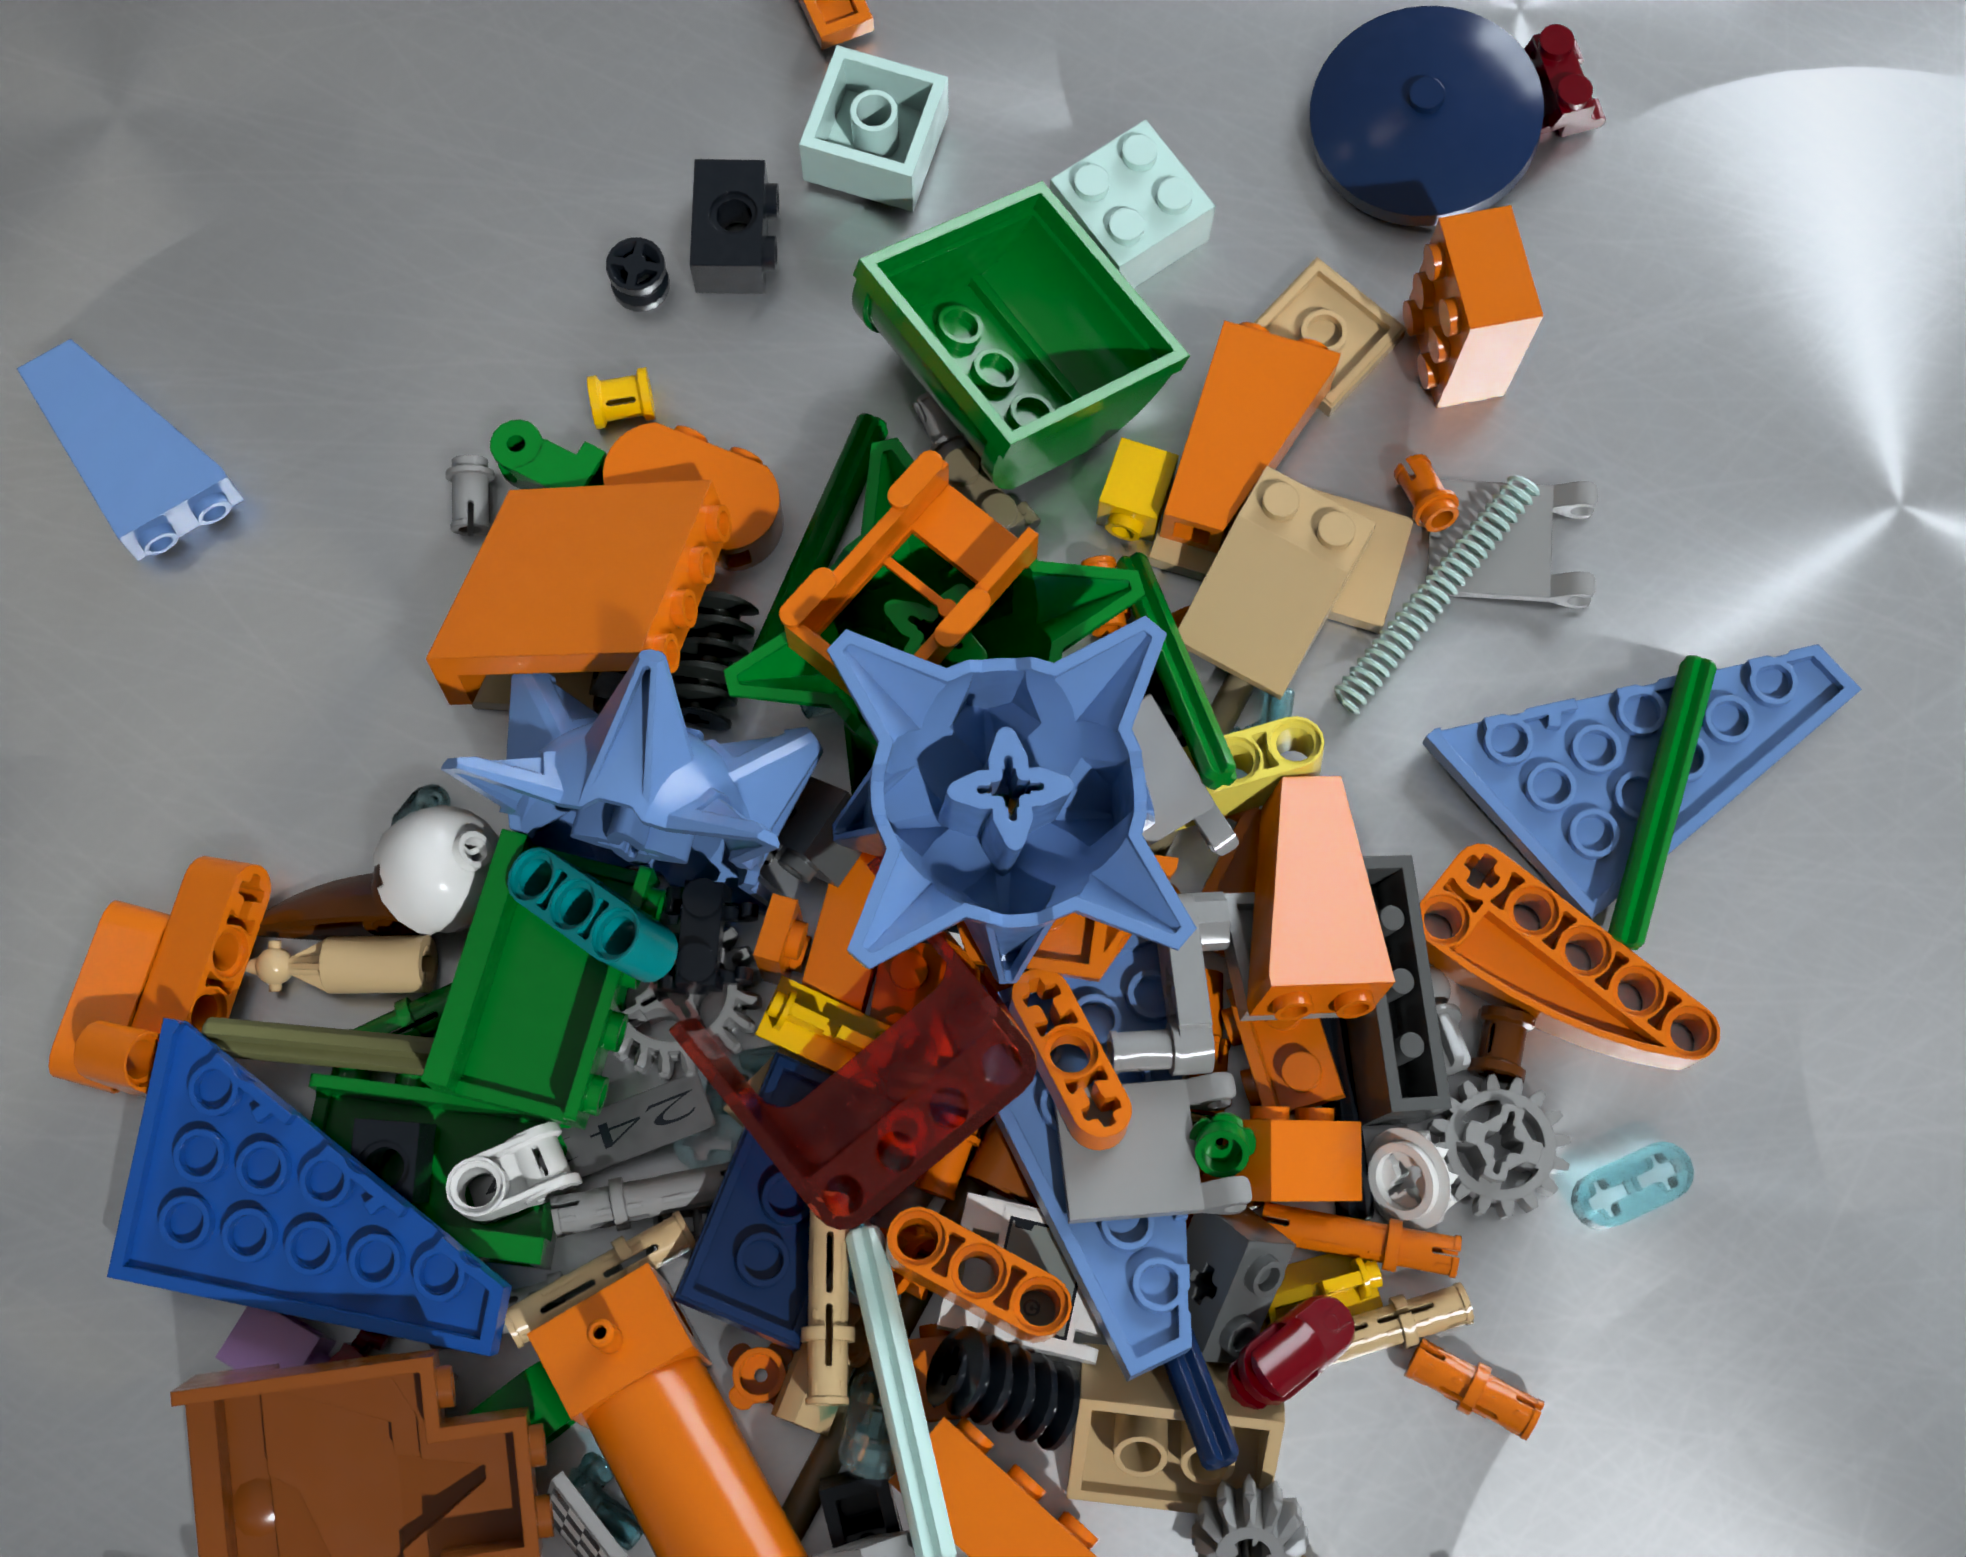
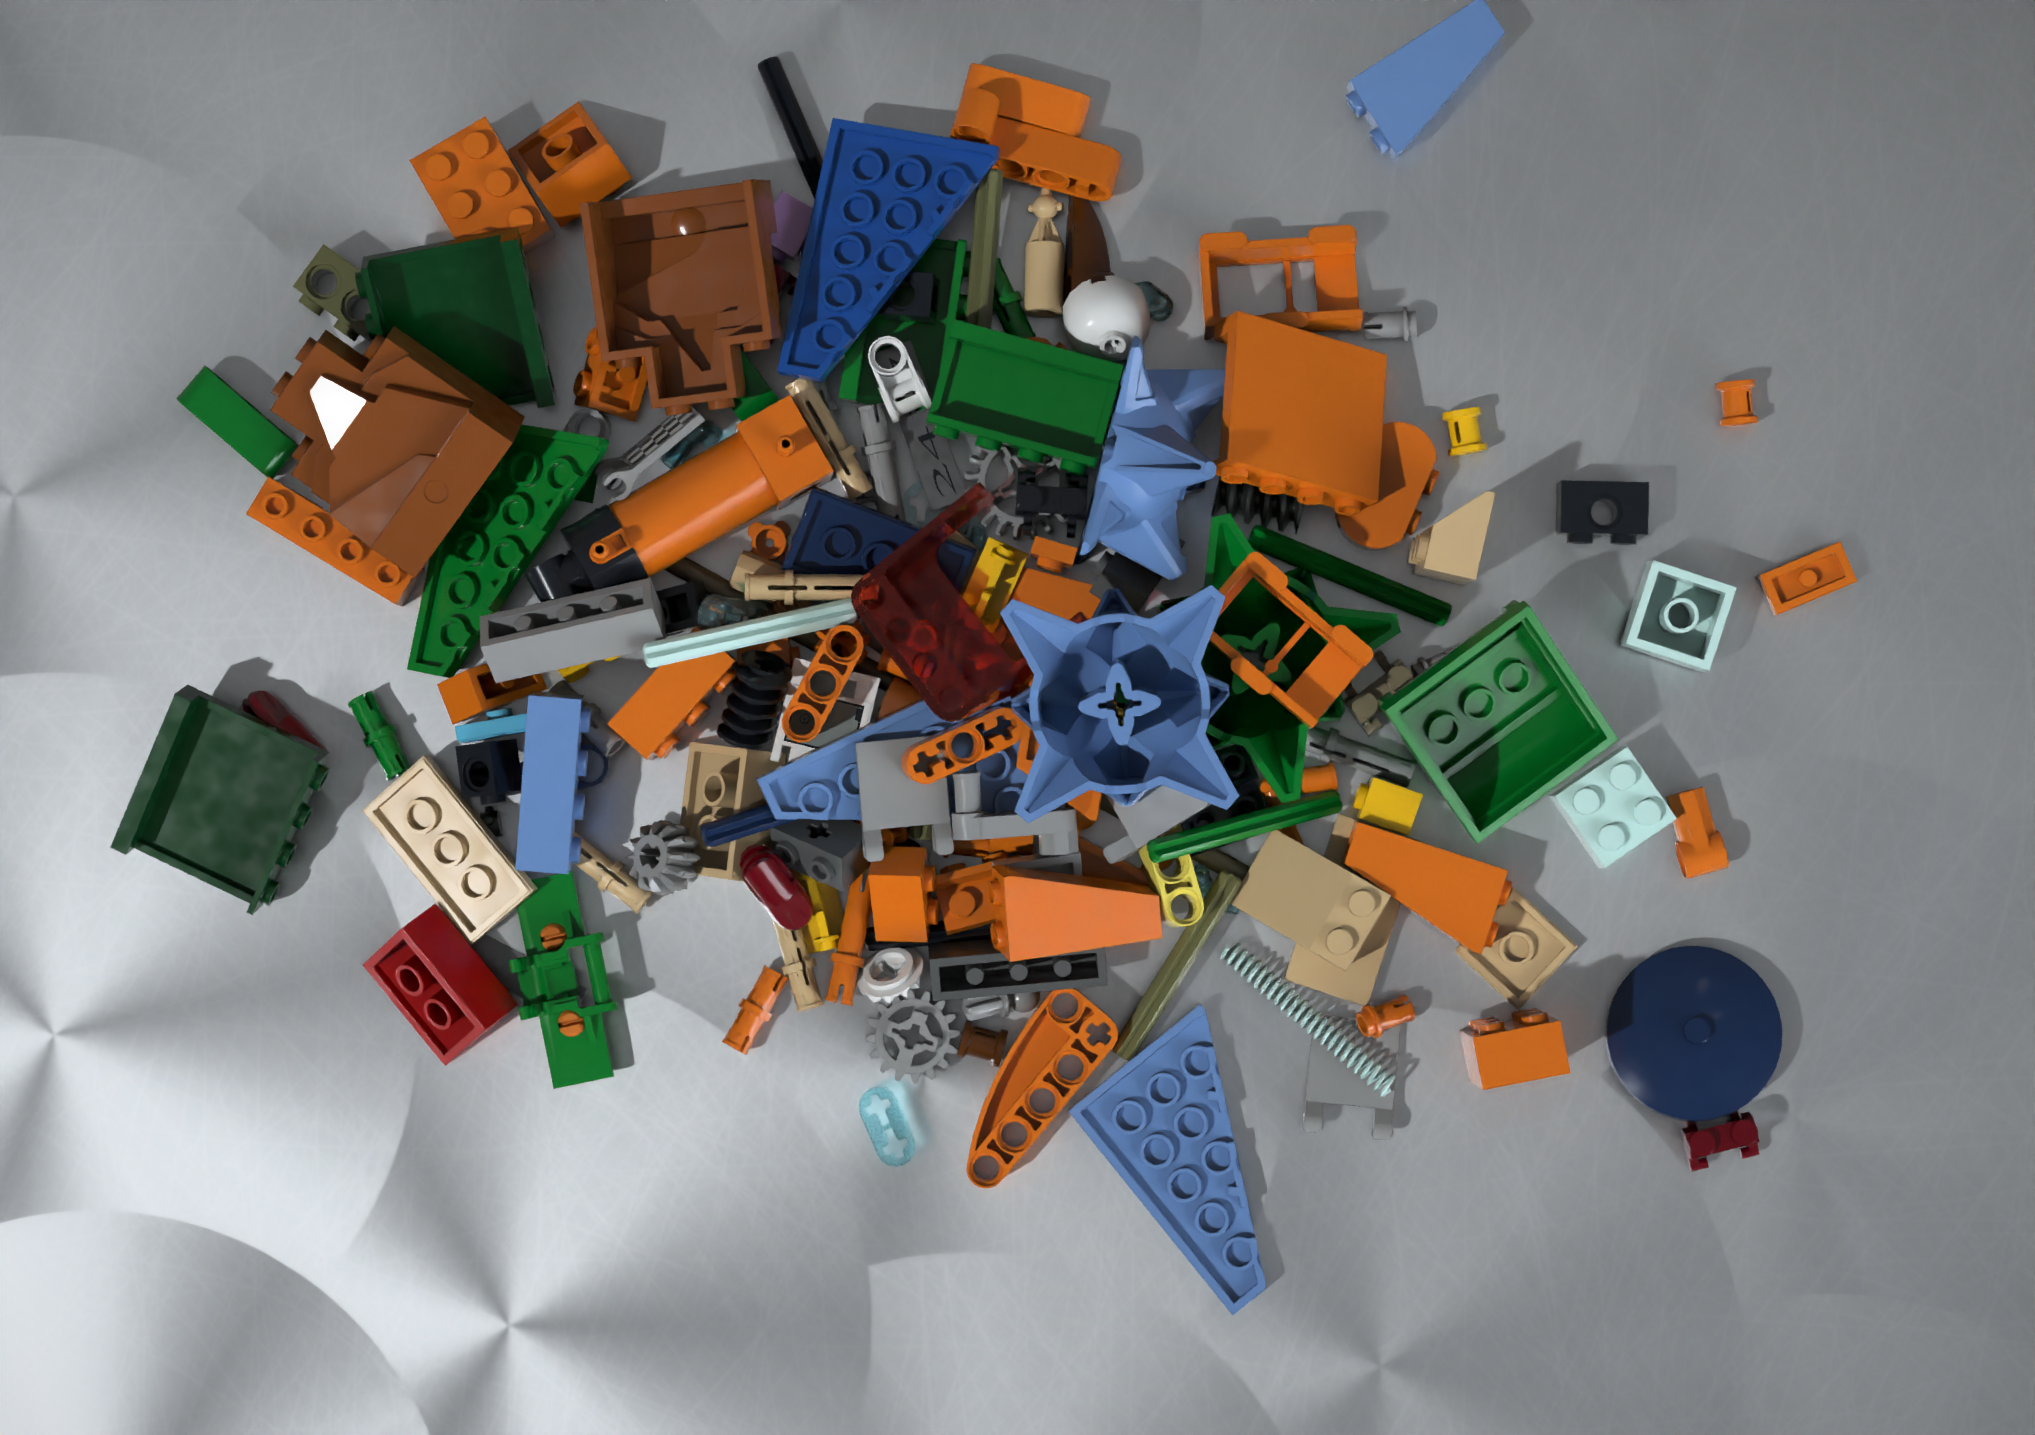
camera: 95 degrees right, 15 degrees up
(119, 1345) = (792, 120): none -> black axle
(382, 572) = (1334, 271): none -> orange piece
(537, 463) = (1415, 366): green leg -> none
(592, 915) = (1057, 445): teal beam -> none
(593, 68) = (1737, 402): none -> orange bush
(630, 261) = (1566, 433): black wheel -> none
(770, 384) = (1453, 545): none -> tan slope
(1075, 510) = (1369, 759): none -> light grey pin
(1177, 110) = (1698, 844): none -> orange piece
(1226, 1159) = (905, 844): green plate -> none
(1377, 770) = (1176, 966): none -> olive axle
(1662, 801) = (1149, 1164): green axle -> none

